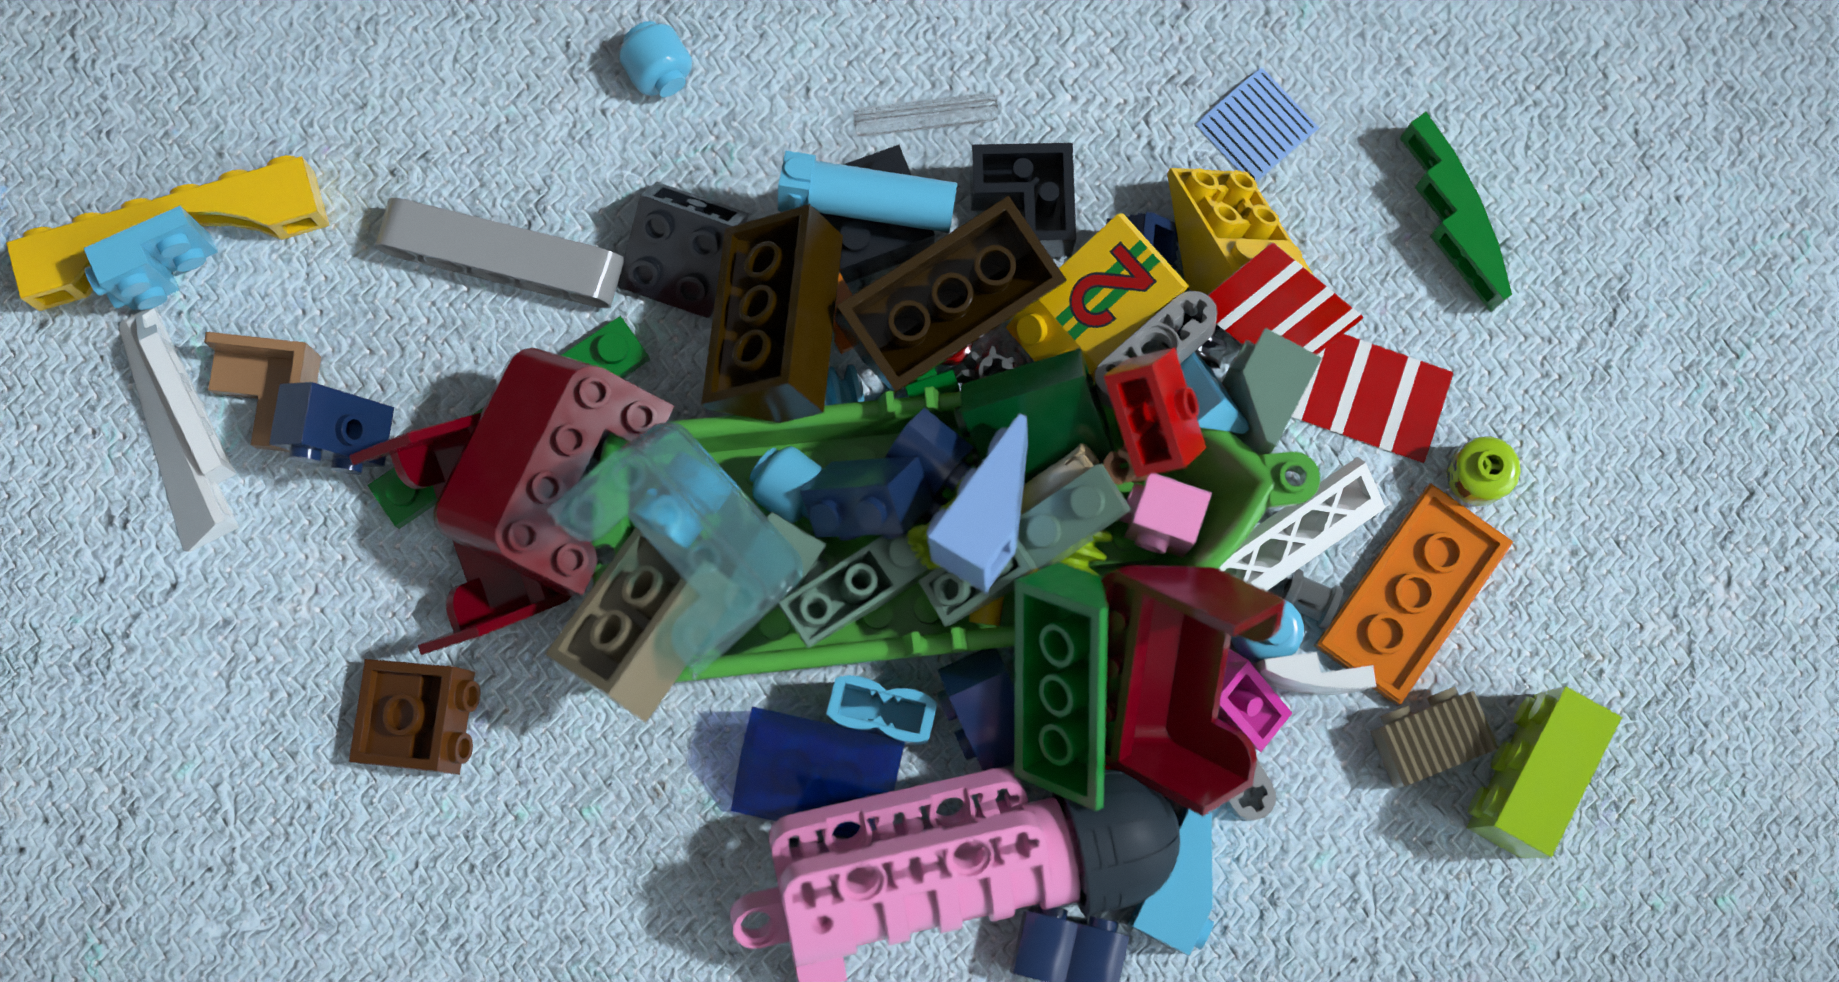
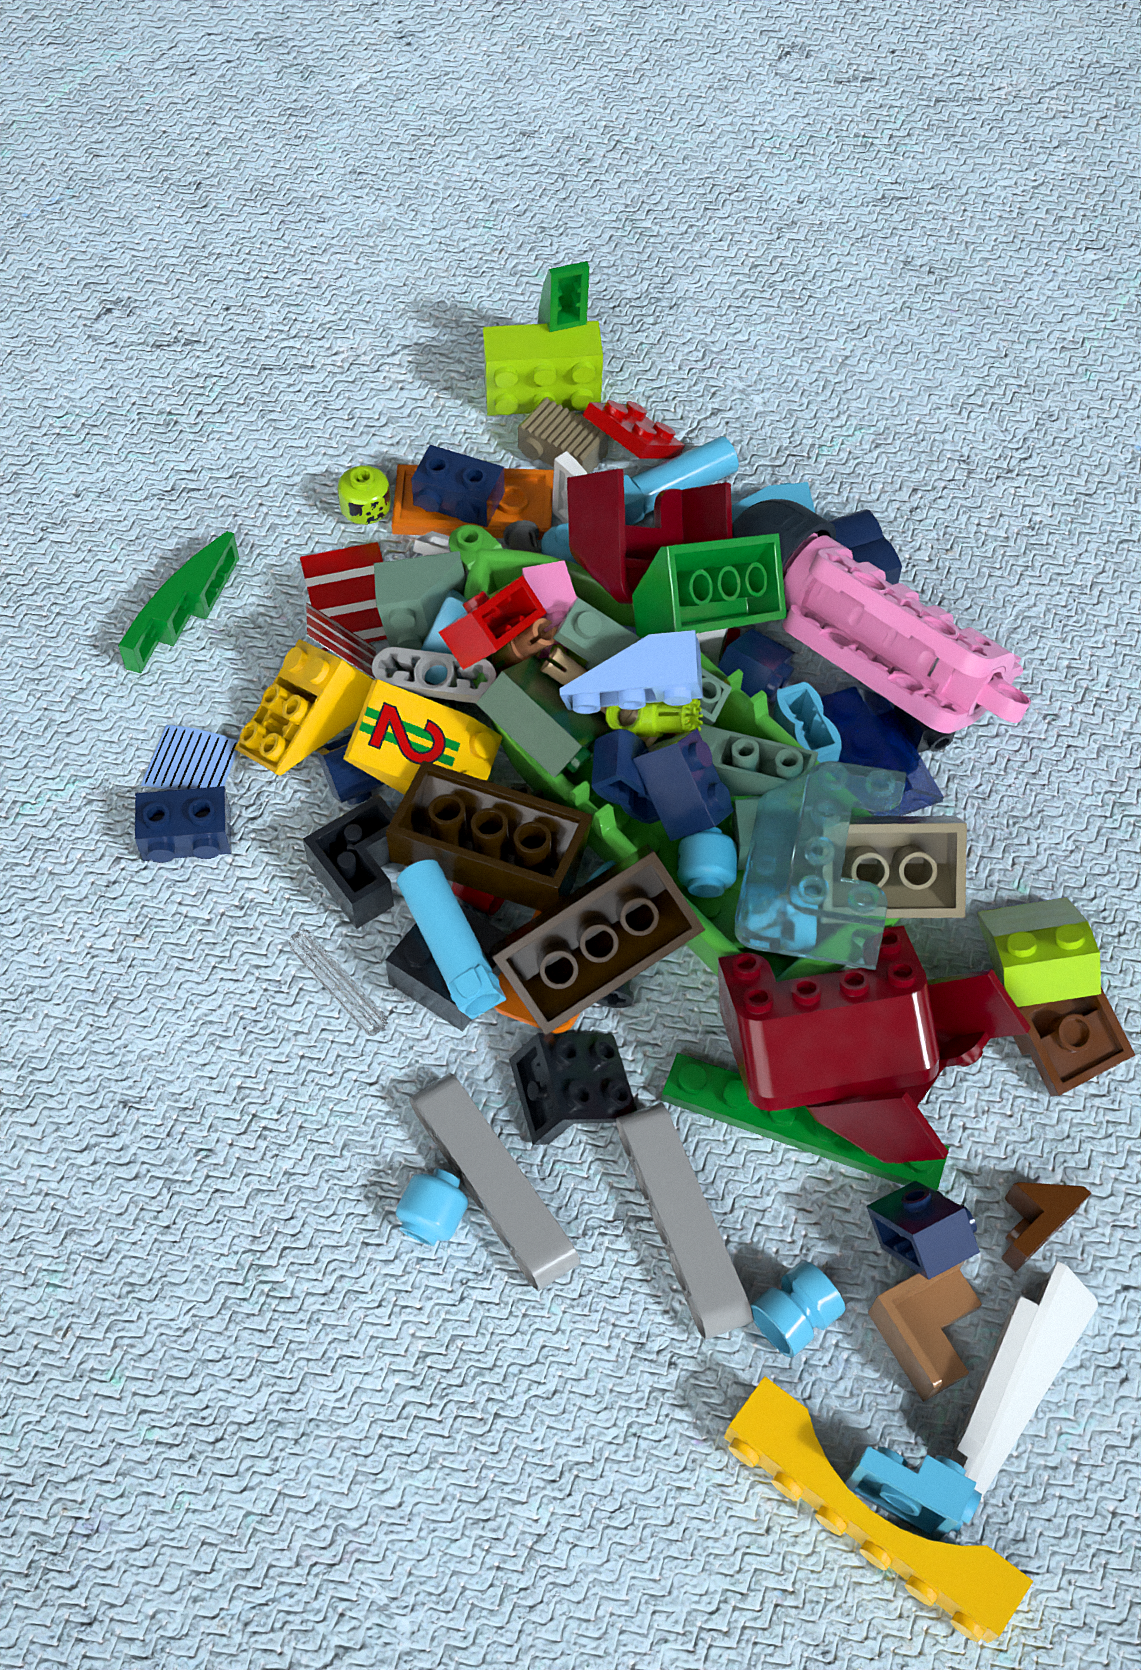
camera: 120 degrees left, 20 degrees down
(274, 562) = (1044, 1212): none -> reddish brown slope
(354, 283) = (801, 1304): none -> medium azure wheel
(499, 742) = (1042, 951): none -> lime slope
(644, 123) = (495, 1182): none -> light grey beam
(1180, 69) = (183, 824): none -> dark blue brick
(1301, 820) = (689, 470): none -> medium azure piece
(1391, 819) = (634, 430): none -> red plate
(1426, 570) = (458, 485): none -> dark blue brick
(1586, 820) = (565, 297): none -> green slope

